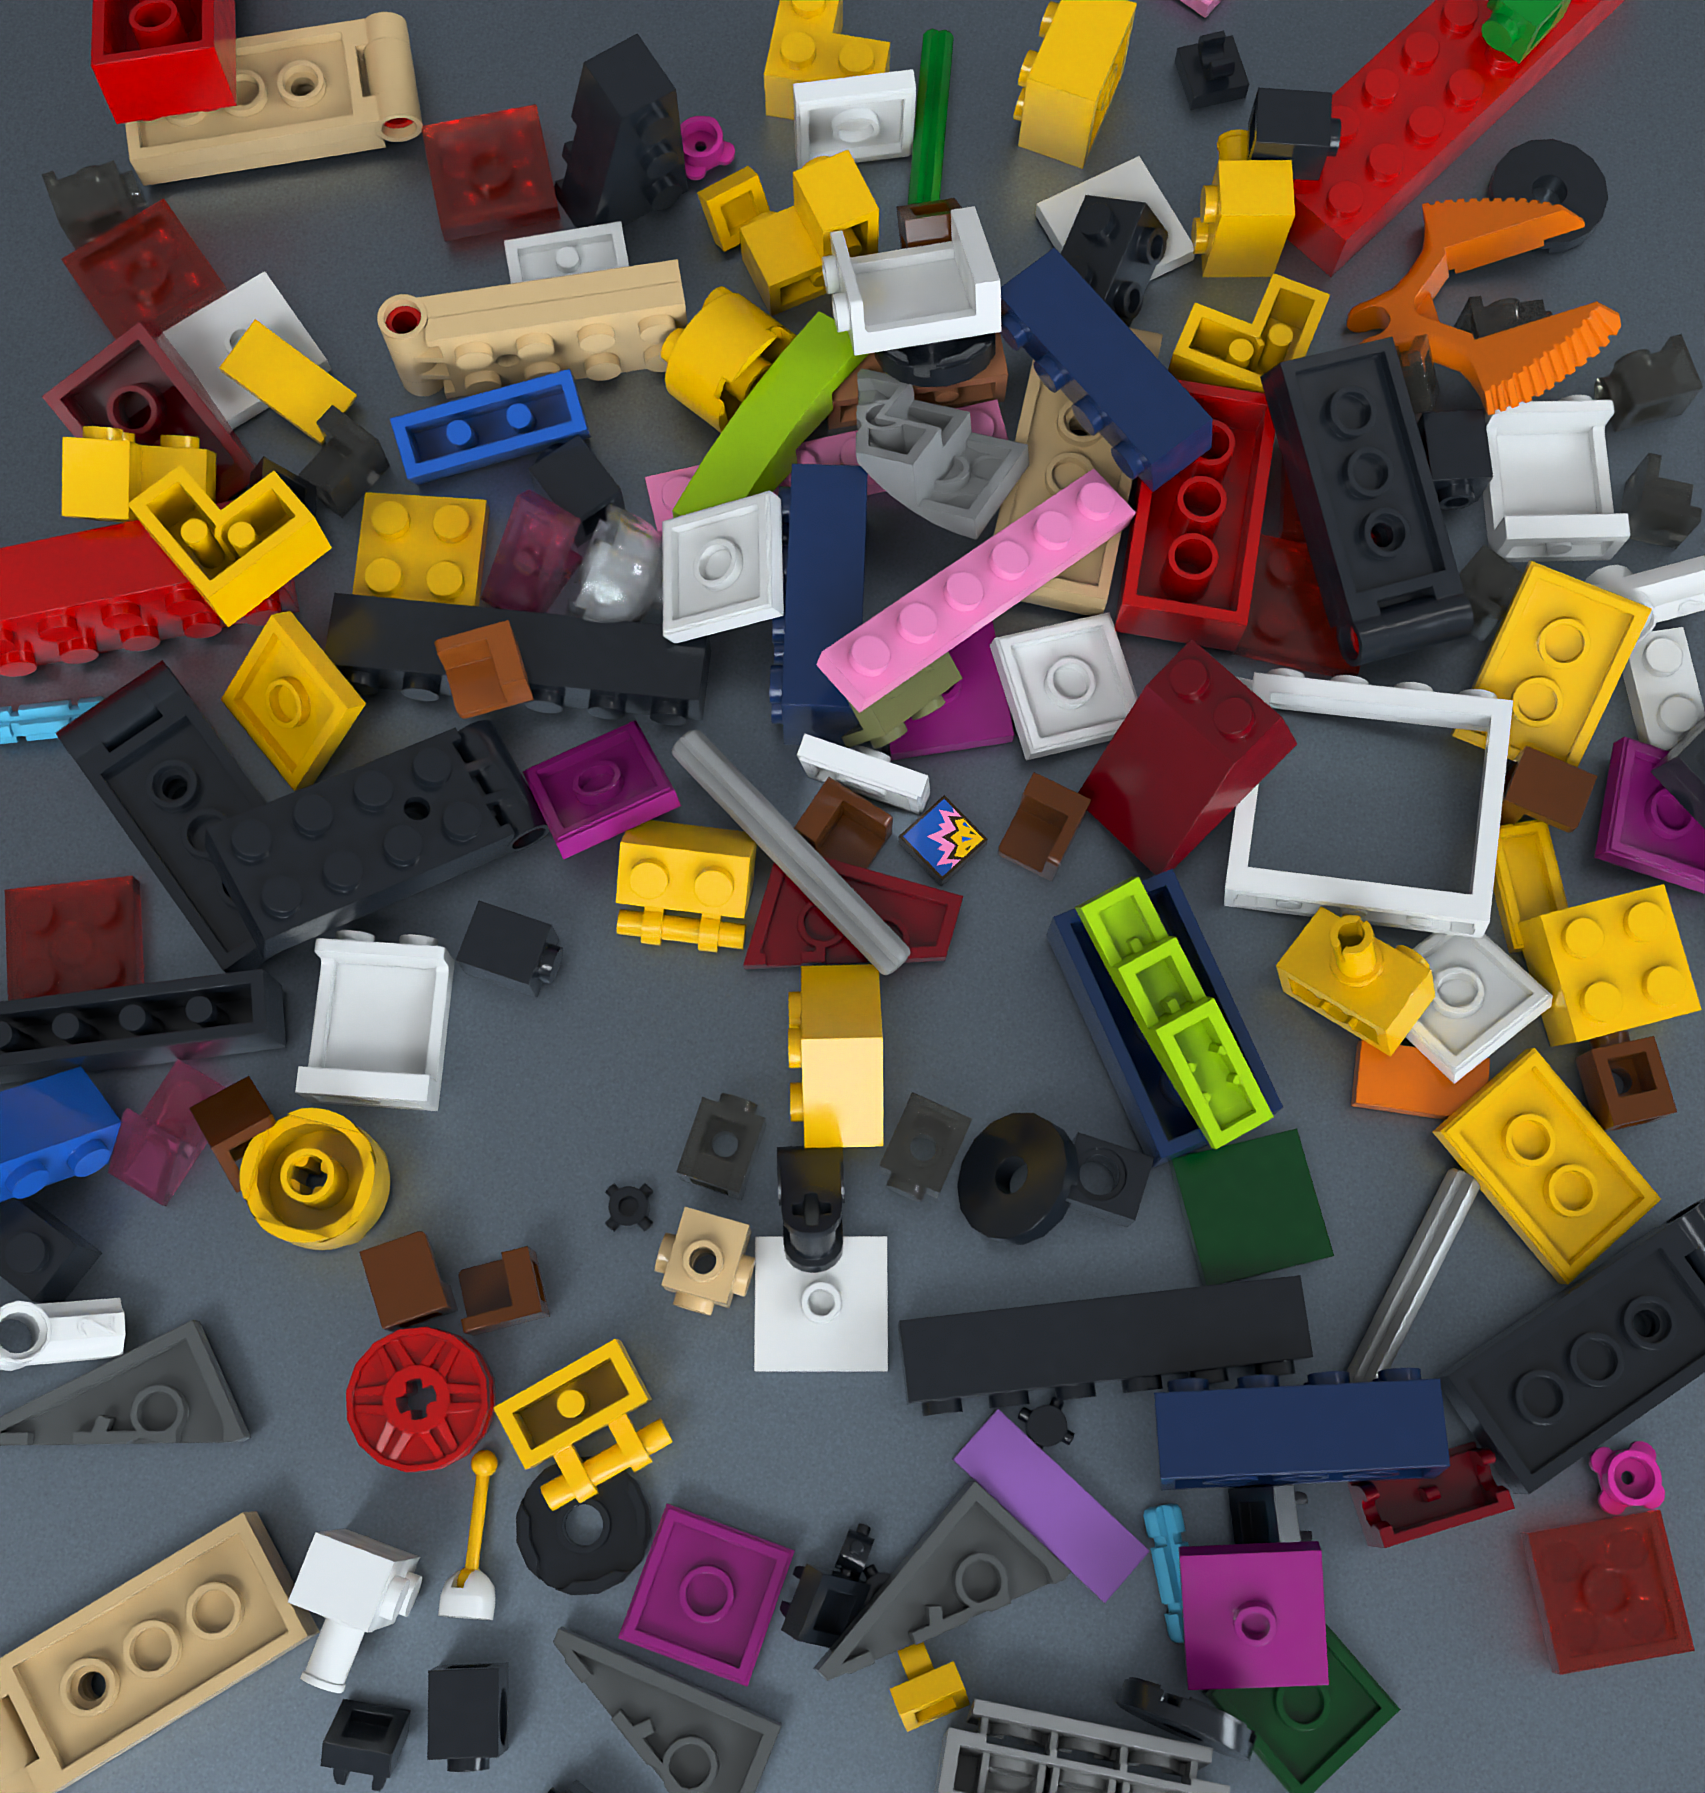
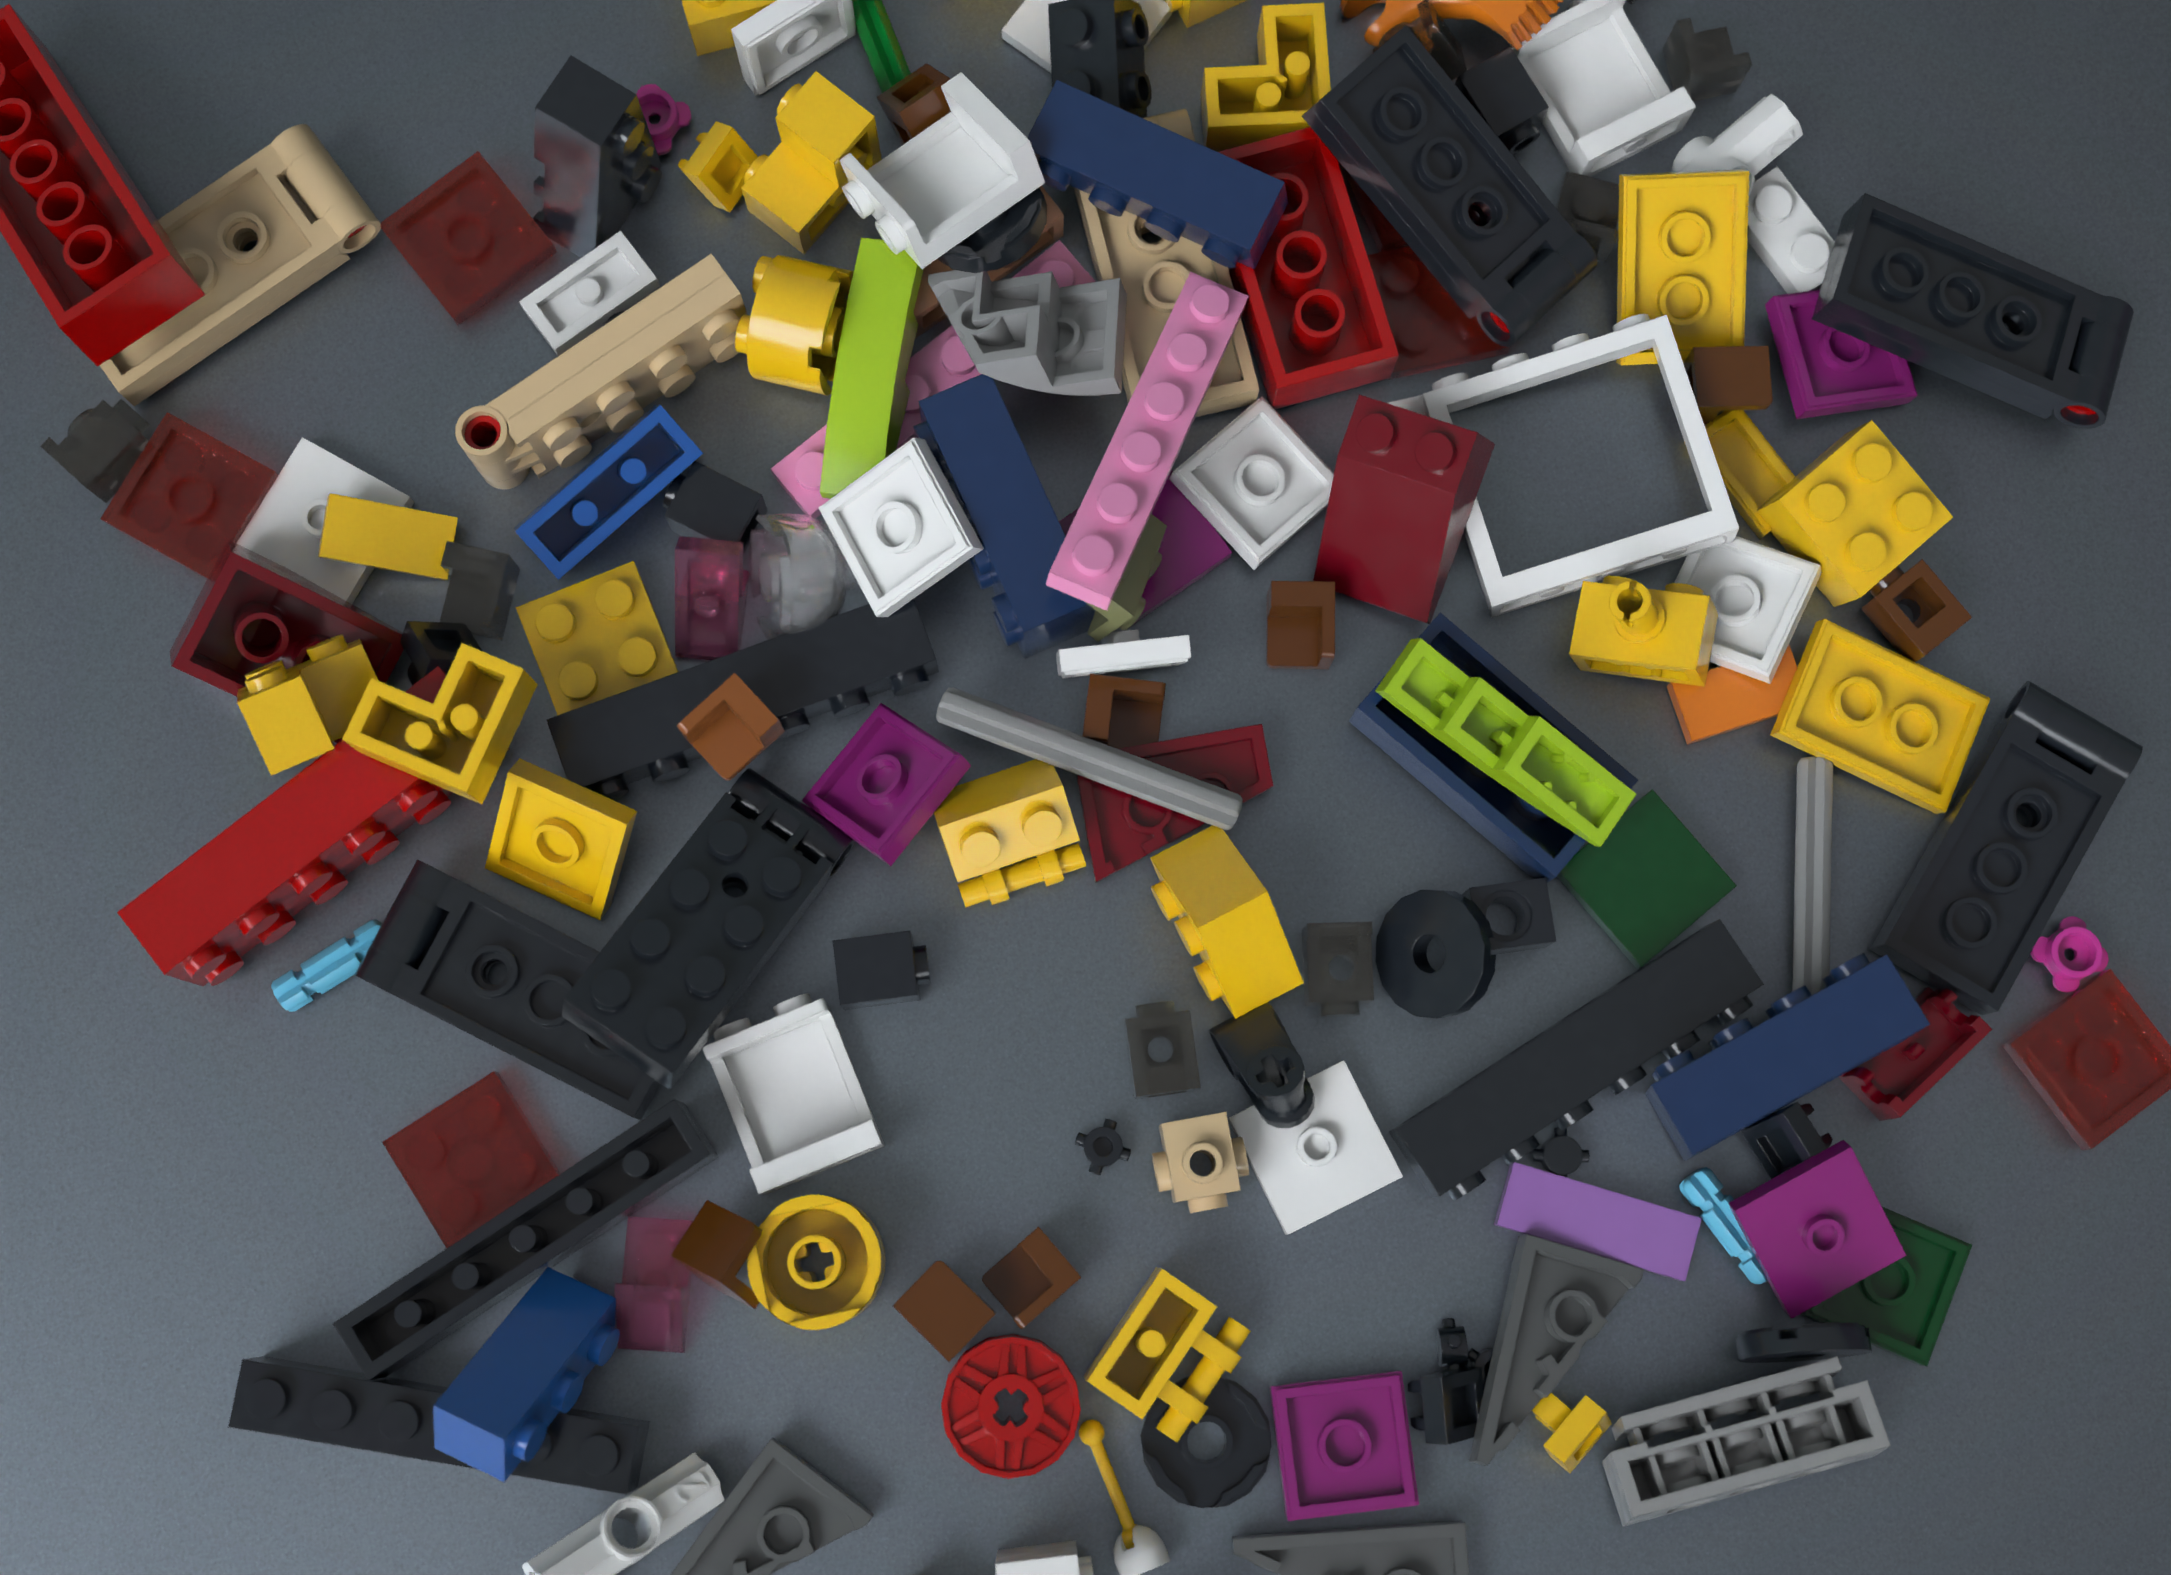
camera: 30 degrees left, 5 degrees up
(942, 840) = (1214, 679): tile -> none

